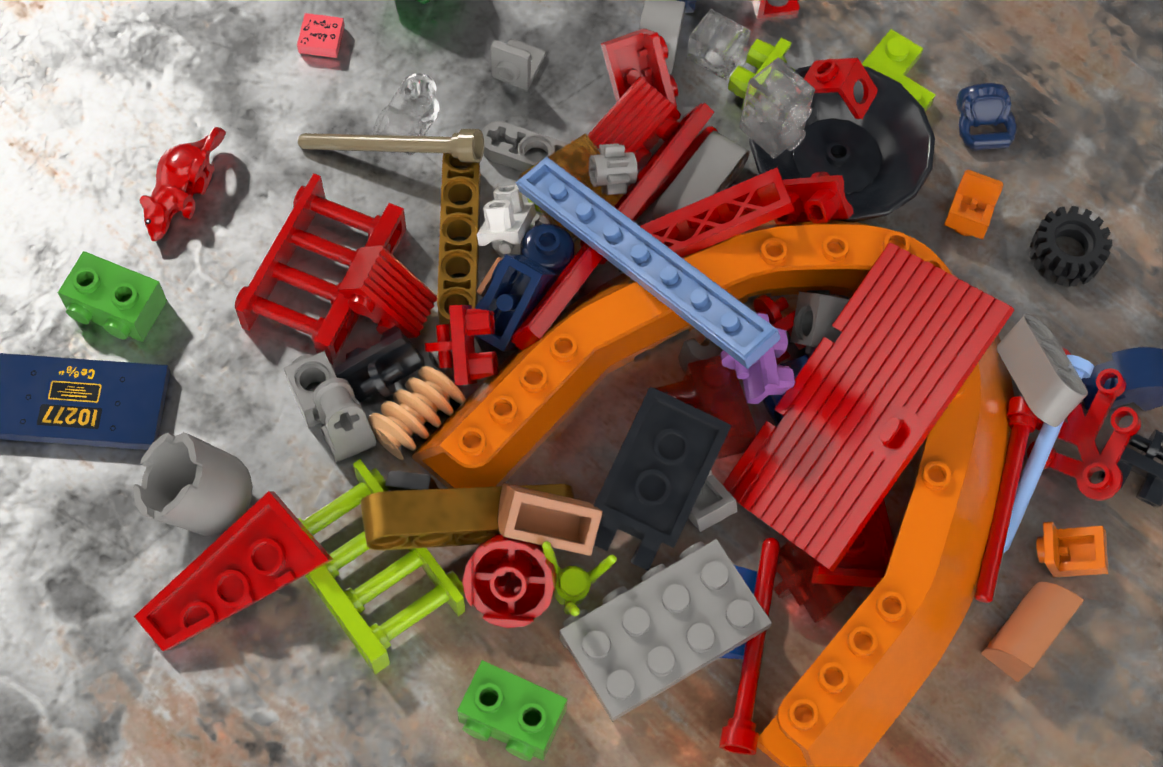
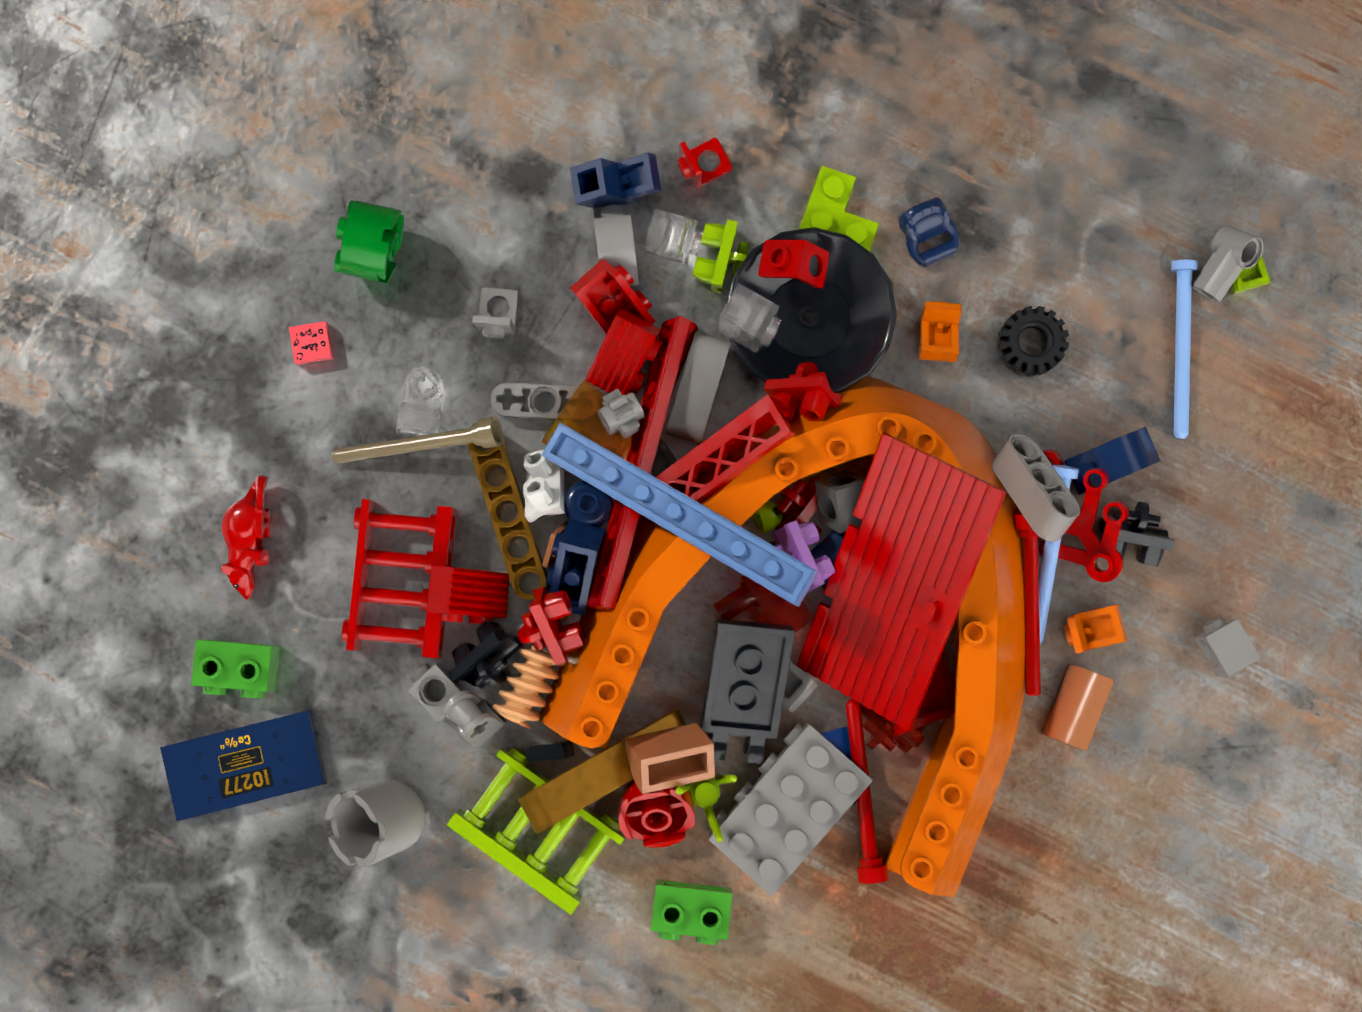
camera: 15 degrees left, 20 degrees up
(241, 567) = (441, 871): red wing -> none

